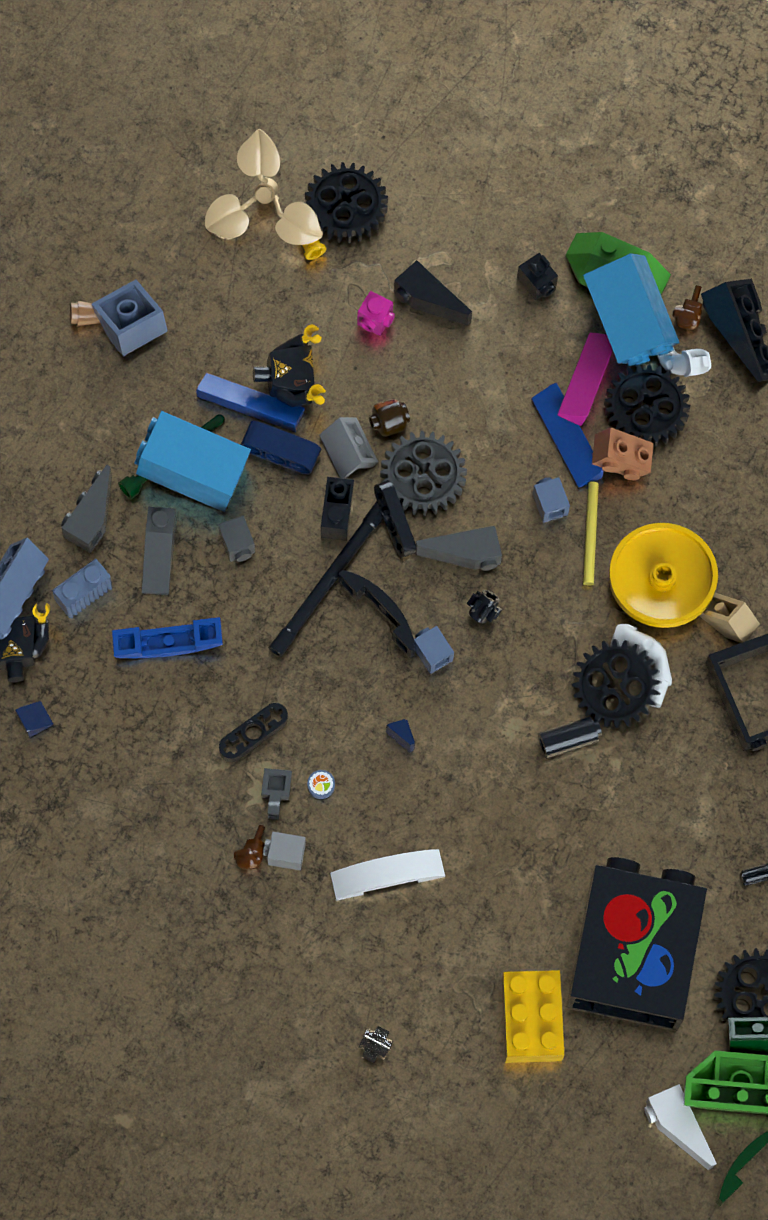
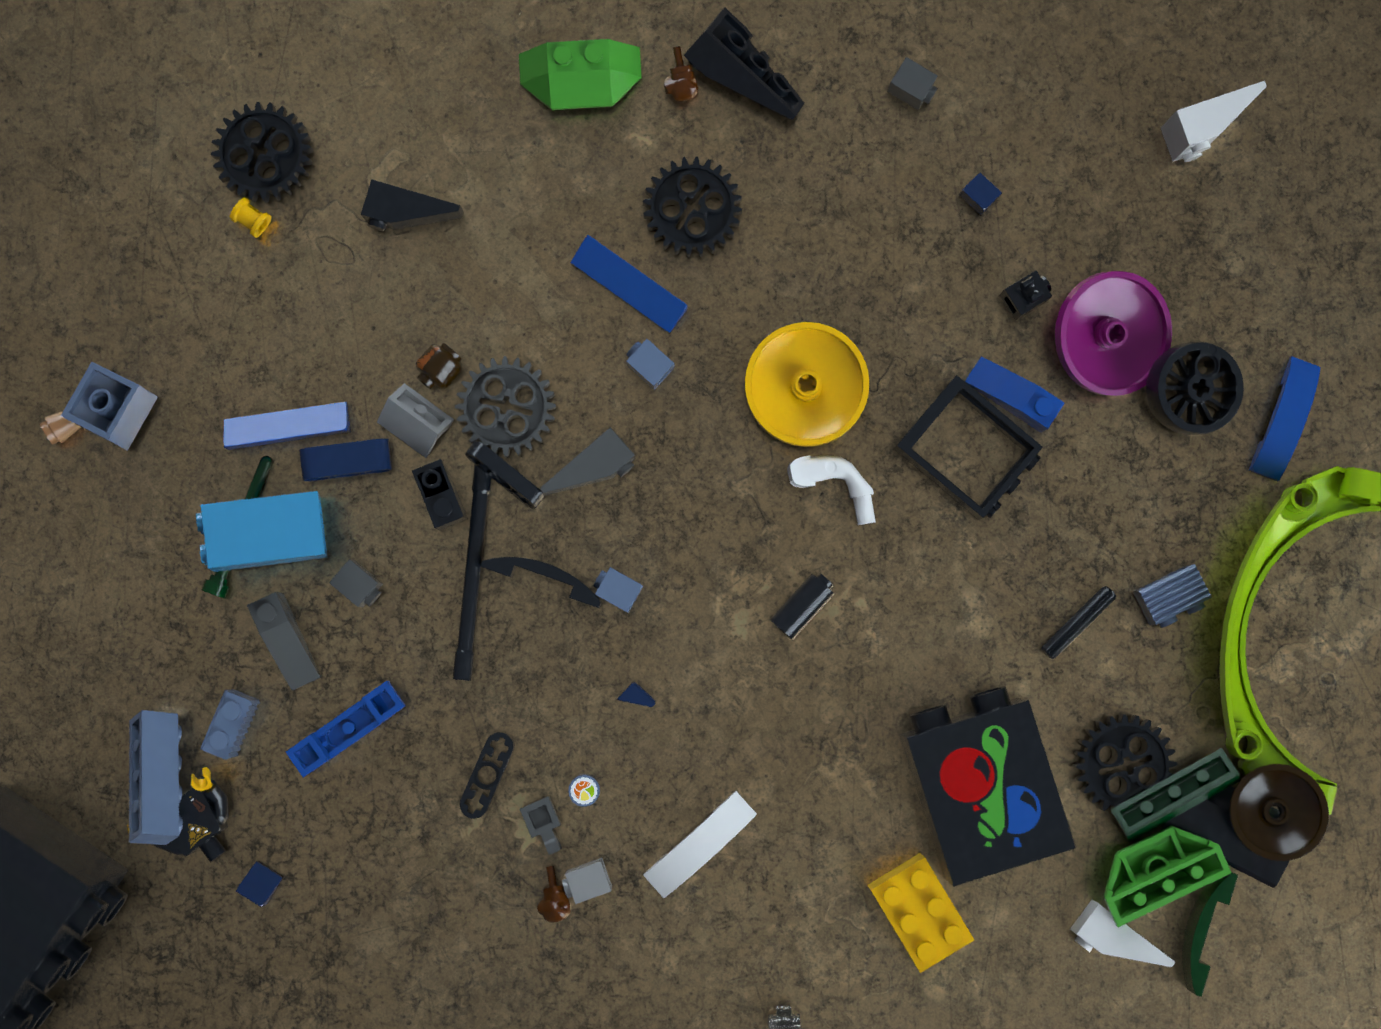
camera: 30 degrees left, 15 degrees up
(89, 519) = (194, 643): dark grey slope -> none
(261, 158) = (146, 238): tan plant -> none
(291, 371) = (310, 372): black torso -> none
(375, 313) = (361, 260): dark pink brick -> none
(484, 606) = (645, 516): black gear -> none
(538, 276) = (506, 126): black brick -> none
(586, 378) = (616, 211): dark pink slope -> none
(590, 538) = (708, 375): light yellow bar -> none
(622, 453) = (697, 276): nougat brick -> none
(631, 310) = (626, 117): dark azure brick -> none
(636, 669) = (836, 503): black gear -> none
(688, 363) = (708, 142): white piece -> none
(730, 618) = (897, 391): tan slope -> none

